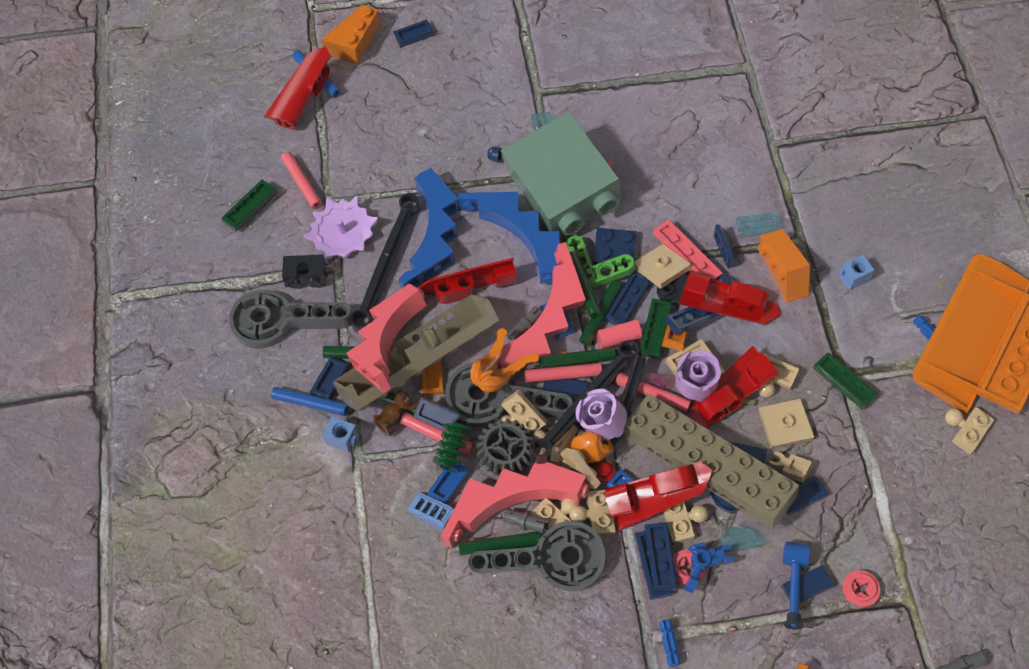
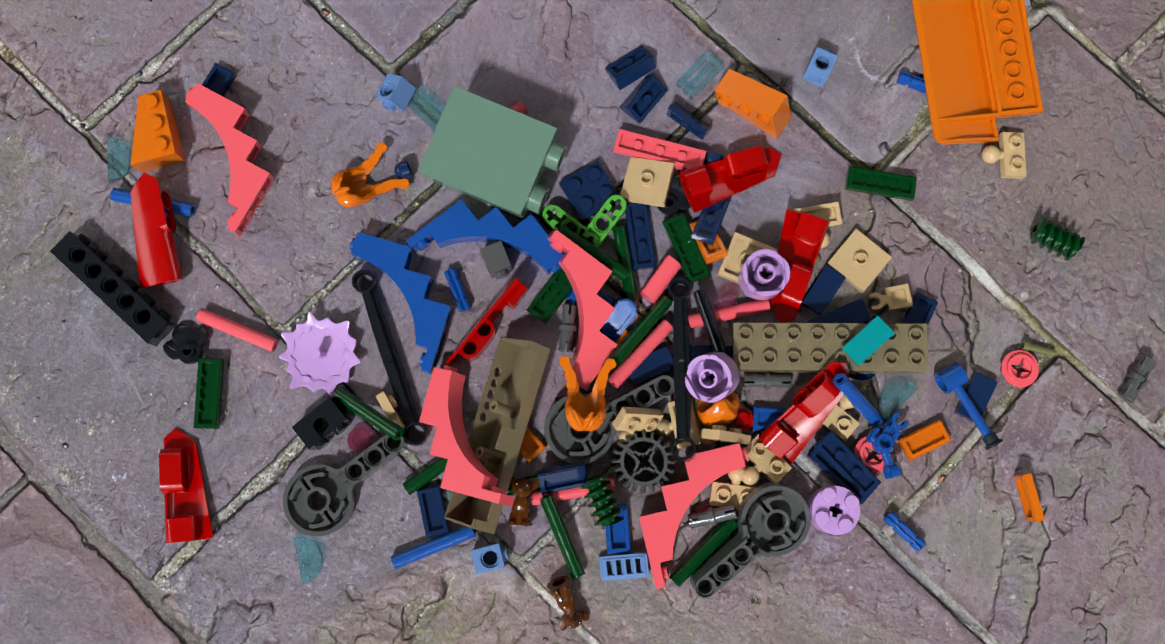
camera: 40 degrees left, 20 degrees up
(180, 253) = (184, 490): none -> red panel
(220, 352) = (309, 558): none -> clear light blue tile
(247, 107) = (69, 251): none -> black brick
(262, 167) = (185, 341): none -> black plate
(313, 40) = (118, 159): none -> clear light blue tile
(320, 296) = (359, 439): none -> clear pink tile
(340, 283) = (368, 413): none -> dark green piece
(358, 289) = (388, 405): none -> tan plate
(369, 500) = (561, 589): none -> reddish brown animal
(387, 95) = (248, 181): none -> coral arch
(404, 456) = (562, 536): none -> dark green piece
(451, 139) = (350, 186): none -> orange hair
(468, 250) = (457, 290): none -> blue axle
(511, 246) = (496, 260): none -> dark grey brick
(528, 103) = (395, 92): none -> medium blue brick
(529, 295) = (550, 297): none -> dark green plate
(567, 340) = (620, 318): none -> tile
(625, 569) = (834, 523): none -> lavender brick
(645, 457) = (767, 380): none -> dark grey pin
(703, 508) = (858, 400): none -> blue piece
(704, 214) = (643, 98): none -> dark blue slope
(711, 189) = (631, 67): none -> dark blue slope
(739, 588) = (924, 440): none -> orange tile
(740, 425) = (823, 290): none -> dark blue tile
(740, 464) = (868, 340): none -> teal tile
(890, 587) = (1027, 345): none -> olive piece
(962, 511) = (1056, 238): none -> dark green piece

